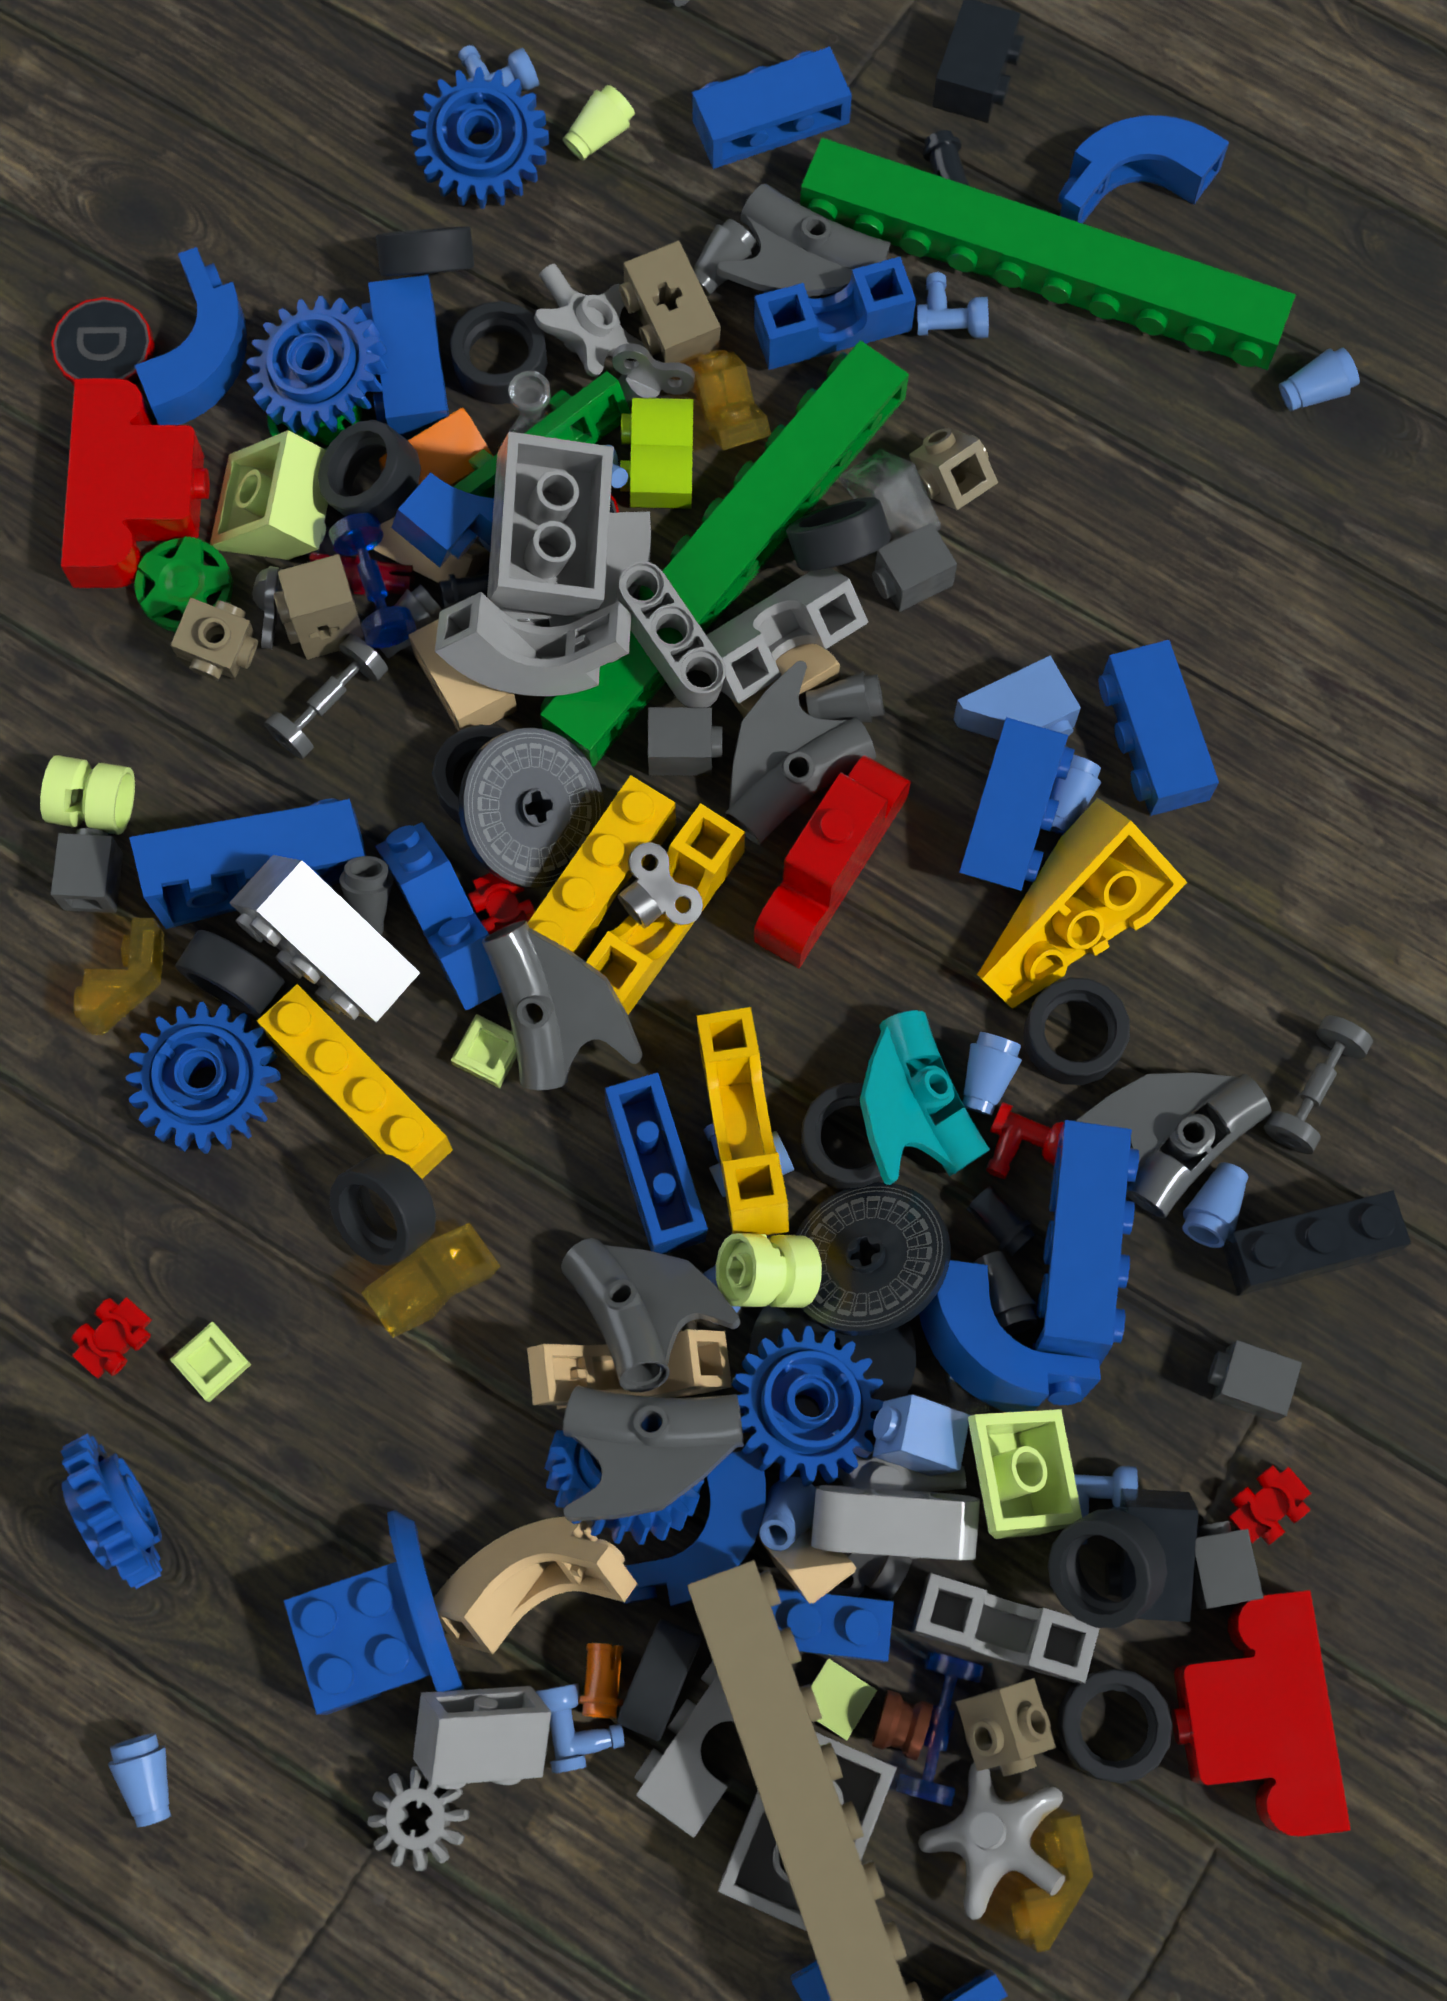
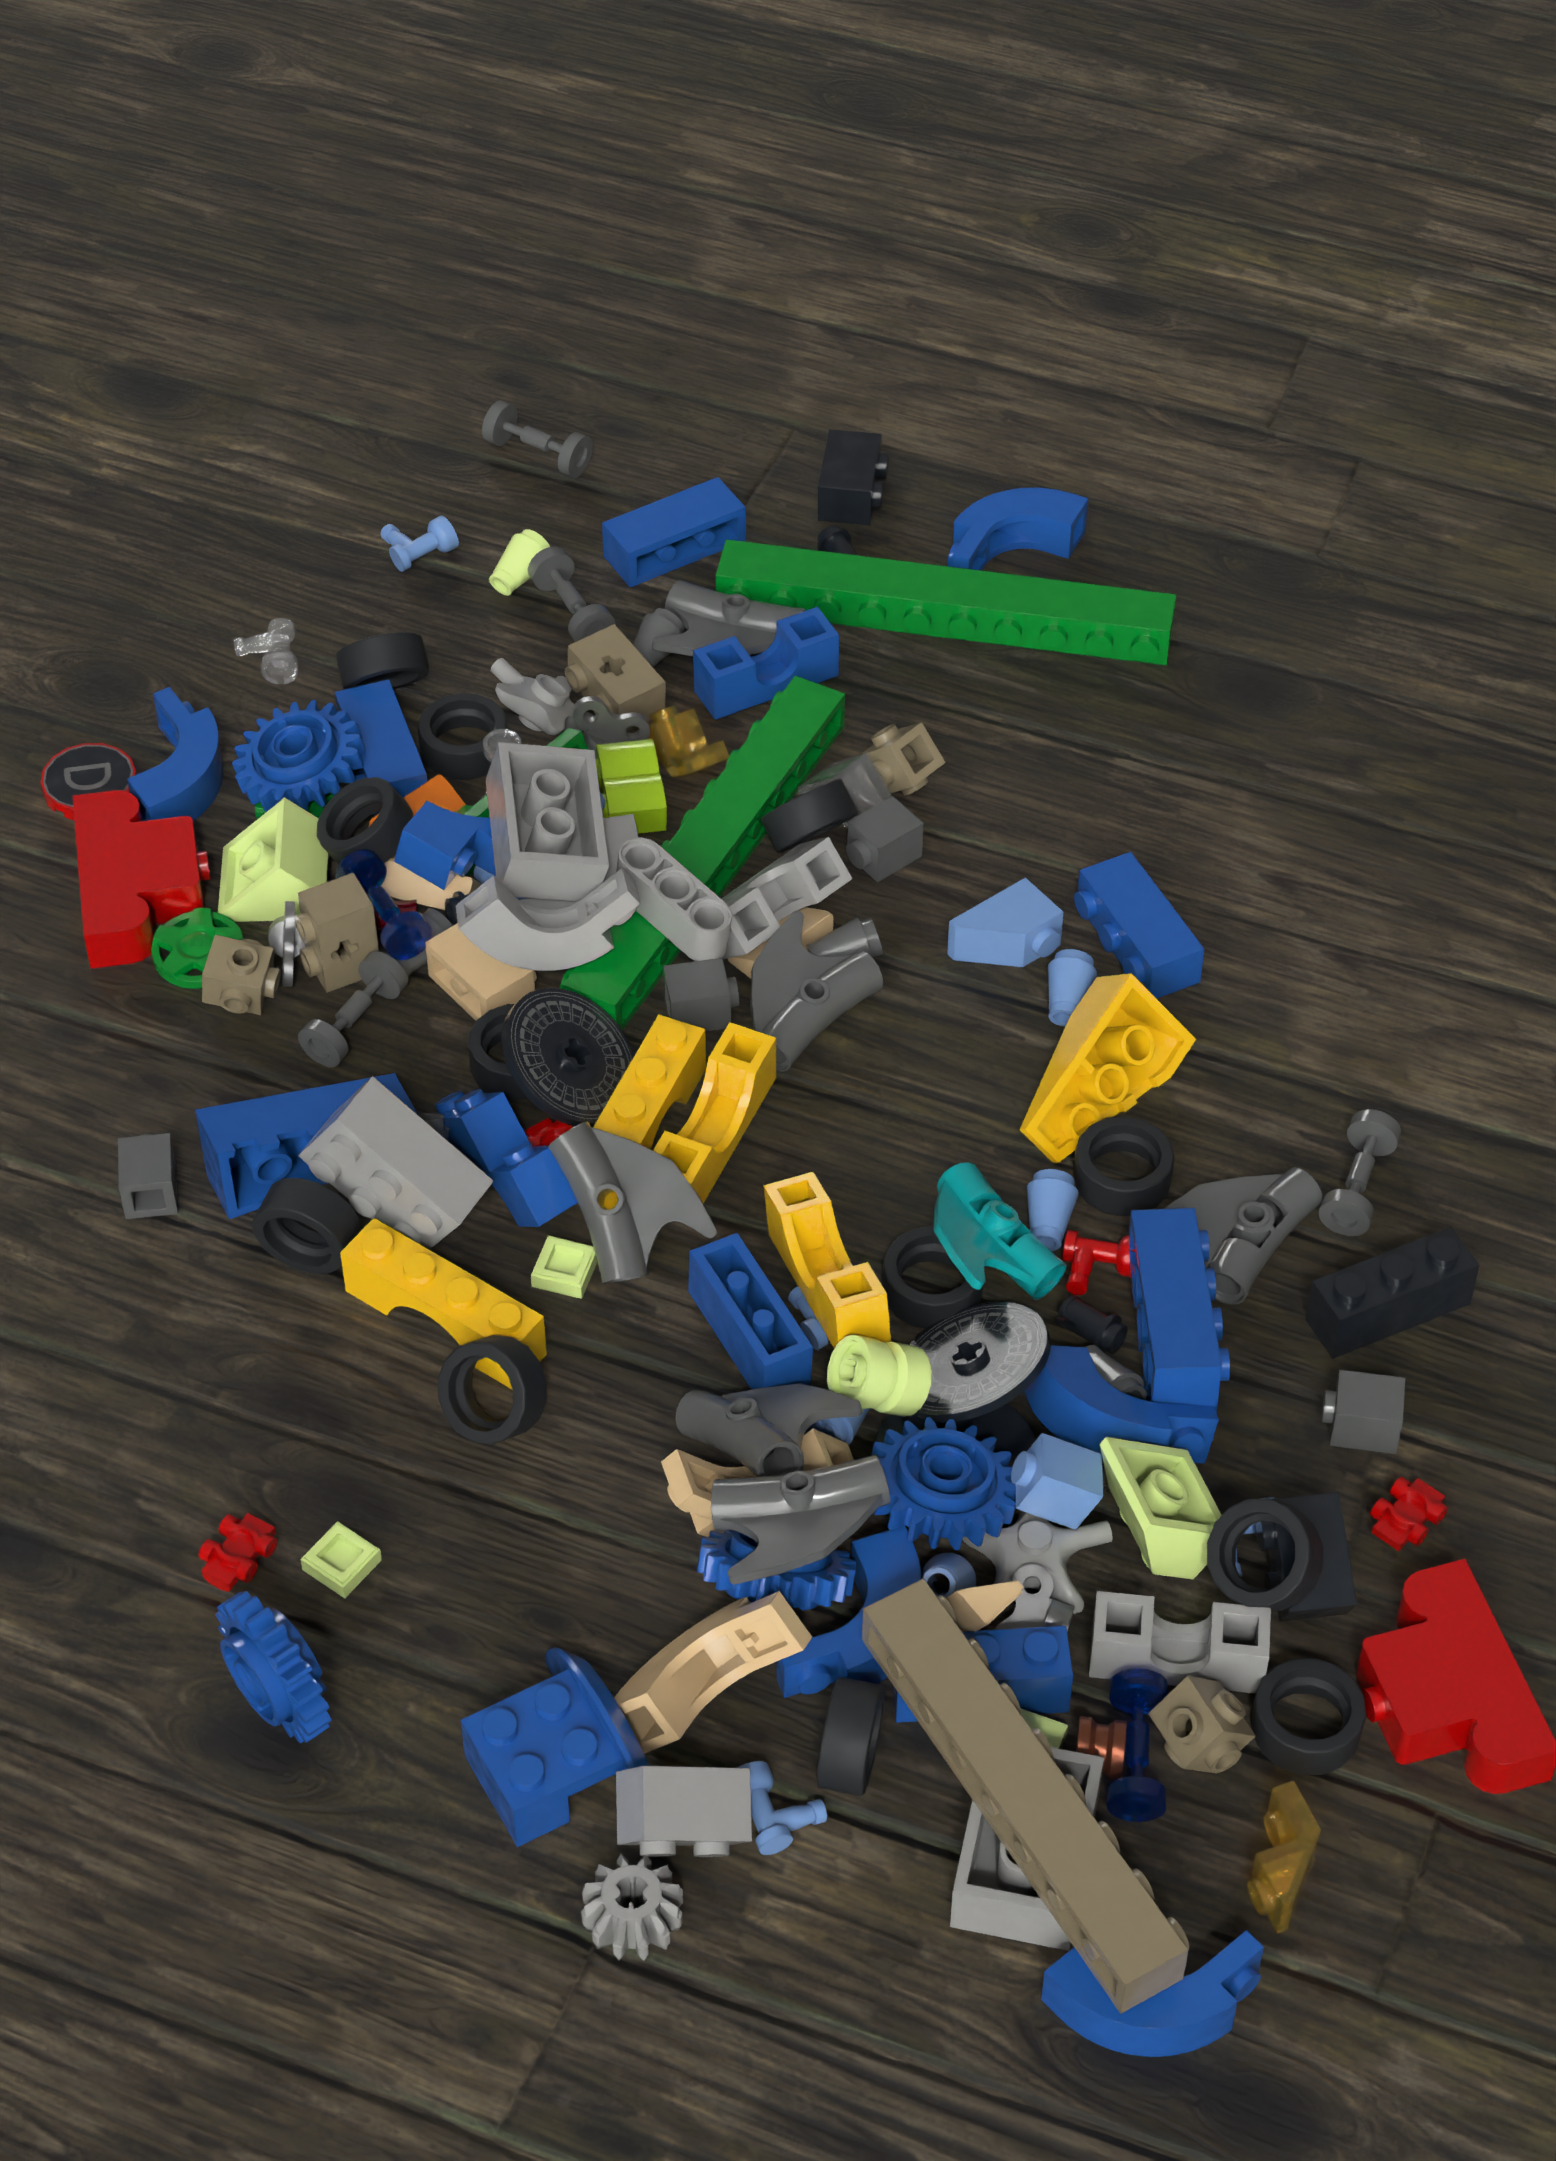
camera: 10 degrees left, 25 degrees down
(77, 794) = (156, 1109): yellowish green wheel -> none
(113, 993) = (197, 1260): clear yellow slope -> none
(142, 1778) = (339, 1920): medium blue cone -> none
(222, 1104) = (292, 1321): blue gear -> none
(321, 221) = (279, 663): none -> clear piece
(428, 1278) = (542, 1450): clear yellow slope -> none
(474, 109) = (414, 582): blue gear -> none
(602, 1681) = (793, 1774): orange pin -> none
(631, 140) = (551, 571): none -> dark grey wheel
(656, 891) = (702, 1099): flat silver piece -> none
(678, 1780) = (893, 1832): light grey arch -> none
(829, 858) = (858, 1059): red brick -> none
(895, 1522) = (1053, 1554): light grey beam -> none
(937, 317) = (858, 660): medium blue piece -> none
(996, 1840) = (1216, 1826): light grey animal -> none
(1016, 804) = (1023, 991): blue brick -> none
(1216, 1207) = (1290, 1282): medium blue cone -> none
(1224, 1567) = (1379, 1566): dark grey brick -> none
(1320, 380) = (1216, 659): medium blue cone -> none

